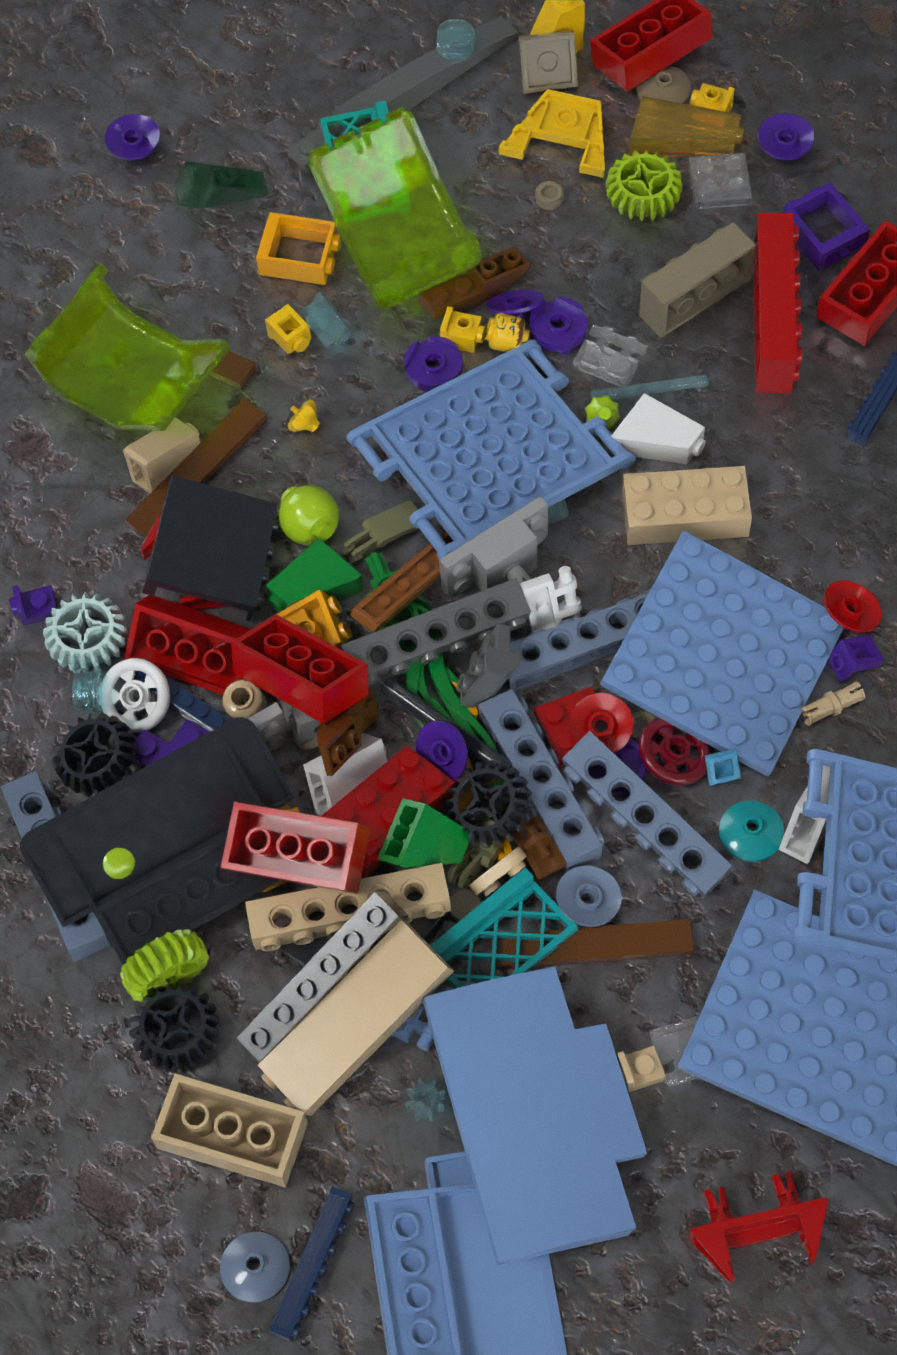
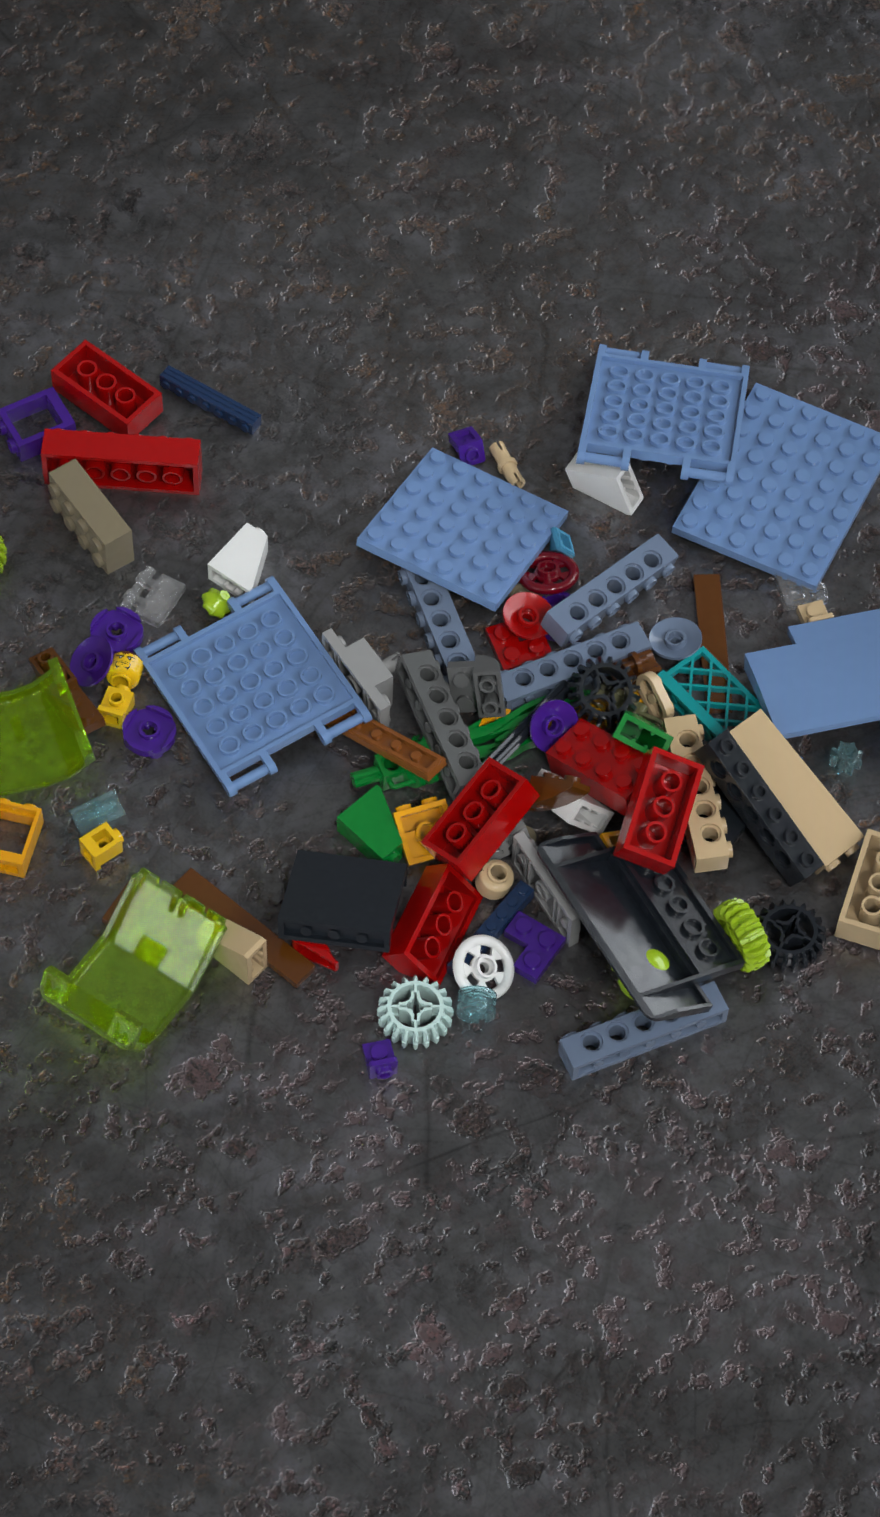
camera: 95 degrees left, 5 degrees down
(91, 745) = (531, 994): black gear -> none
(304, 417) = (197, 835): yellow piece -> none
(308, 514) = (307, 828): lime brick -> none
(382, 529) = (322, 774): olive arm -> none
(542, 599) = (407, 635): white plate -> none
(651, 387) = (190, 575): clear light blue bar -> none
(699, 501) = (318, 547): tan brick -> none
(749, 844) = (614, 540): teal dish -> none
(852, 606) = (423, 440): red dish -> none

